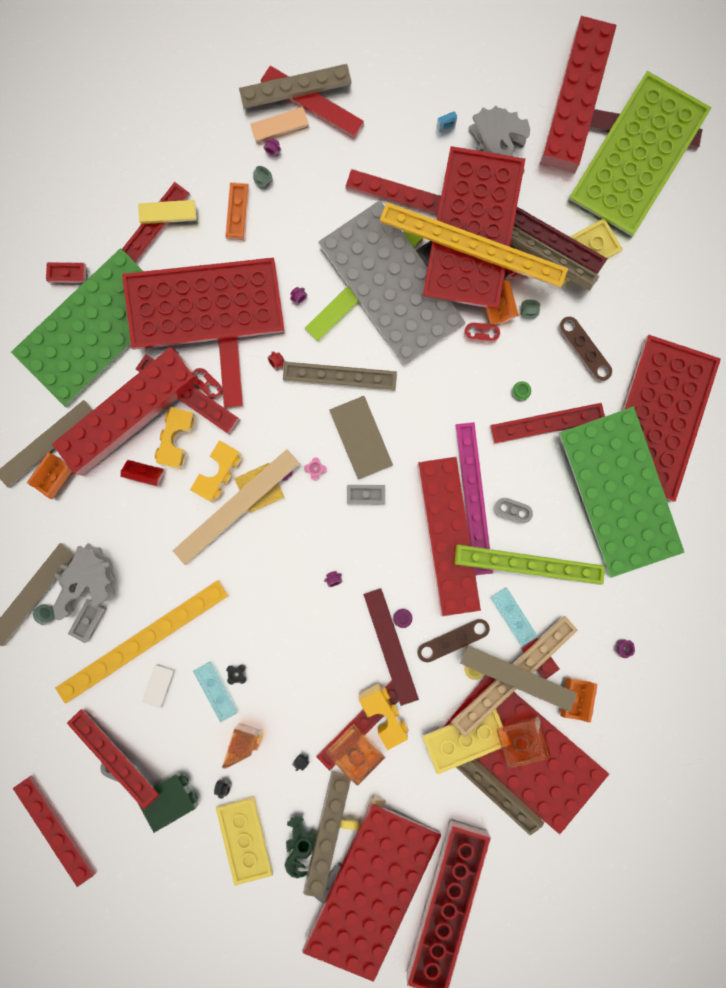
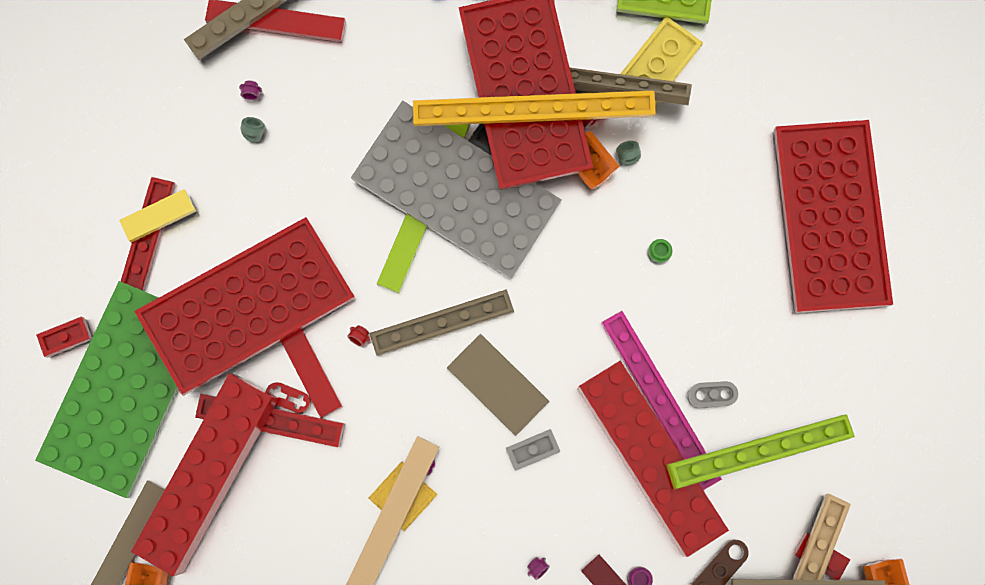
camera: 25 degrees left, 5 degrees down
(142, 472) = (254, 538): red plate -> none
(176, 422) = (271, 459): yellow arch -> none
(211, 486) = (344, 522): yellow arch -> none
(237, 211) = (239, 180): orange tile -> none
(279, 124) = (248, 61): light nougat tile -> none
(298, 295) = (353, 248): magenta plate -> none
(315, 463) = (461, 451): bright pink plate -> none
(393, 192) = (414, 84): red plate -> none
(480, 337) = (587, 208): red beam -> none
(513, 616) = (769, 520): clear light blue tile -> none
(545, 423) = (706, 276): red tile -> none
(559, 241) = (628, 63): dark red tile -> none
(585, 349) = (711, 172): reddish brown plate -> none
(621, 492) = (828, 320): bright green plate -> none
(630, 648) = (921, 501): magenta plate -> none

